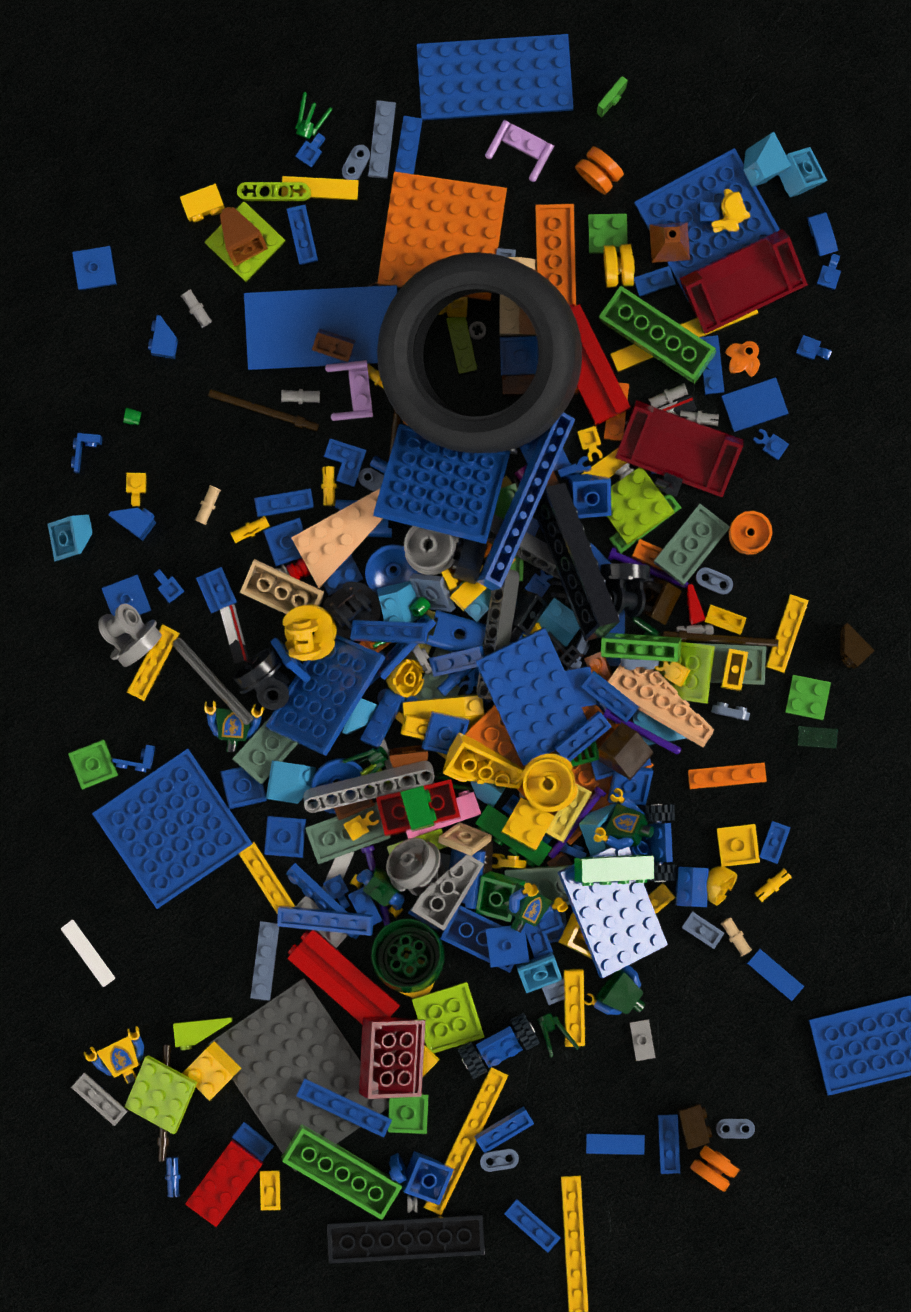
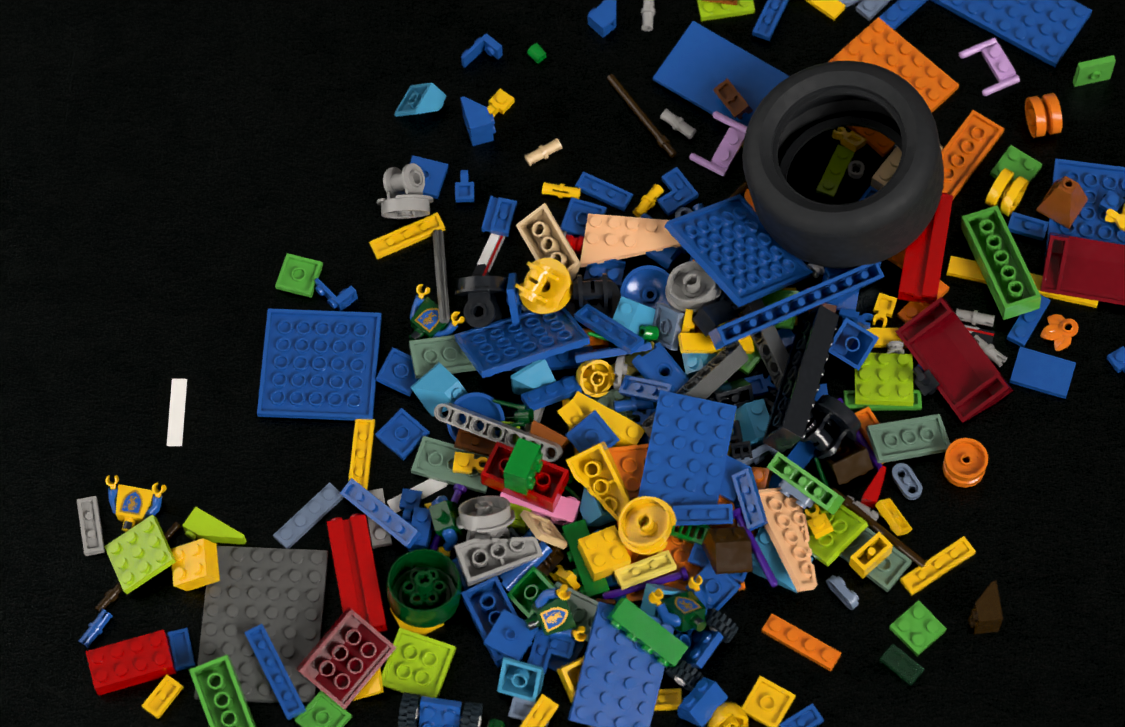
camera: 40 degrees right, 20 degrees down
(313, 890) = (392, 497): blue plate -> none
(773, 446) = (1034, 413): blue plate -> none

